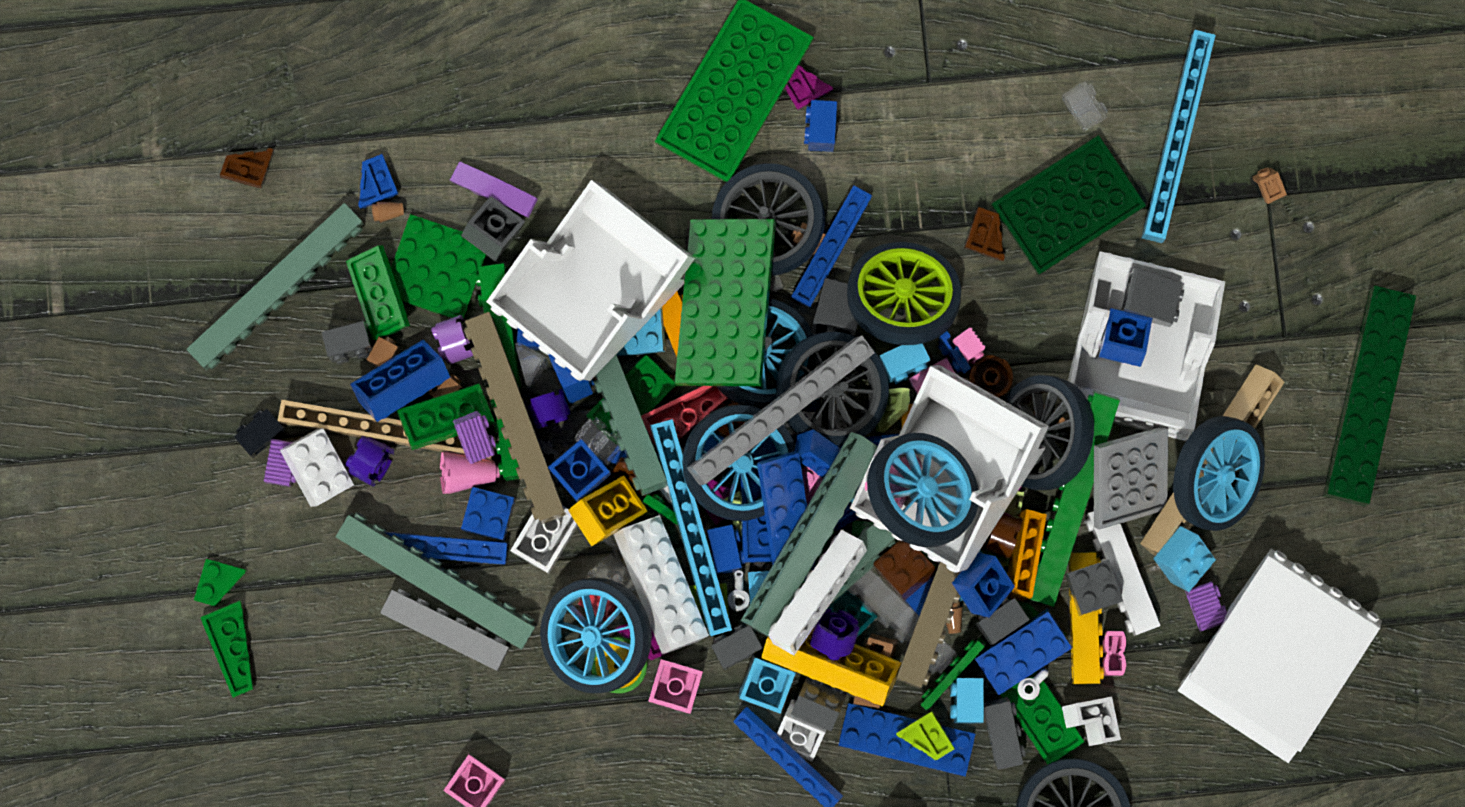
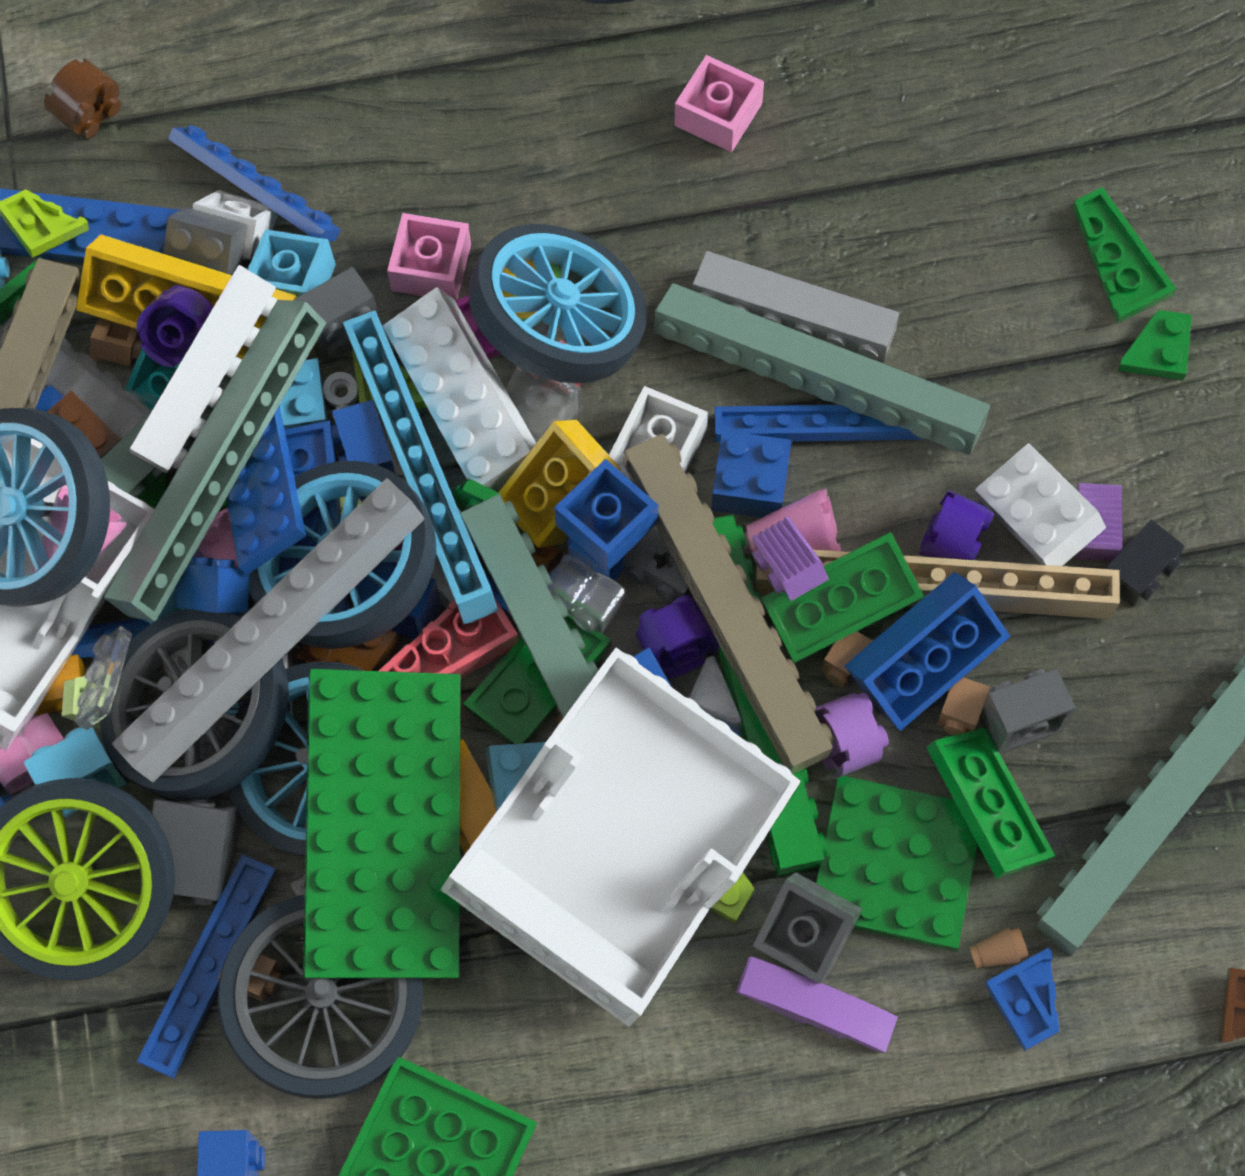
camera: 175 degrees right, 15 degrees down
(884, 407) = (103, 678): none -> clear plate

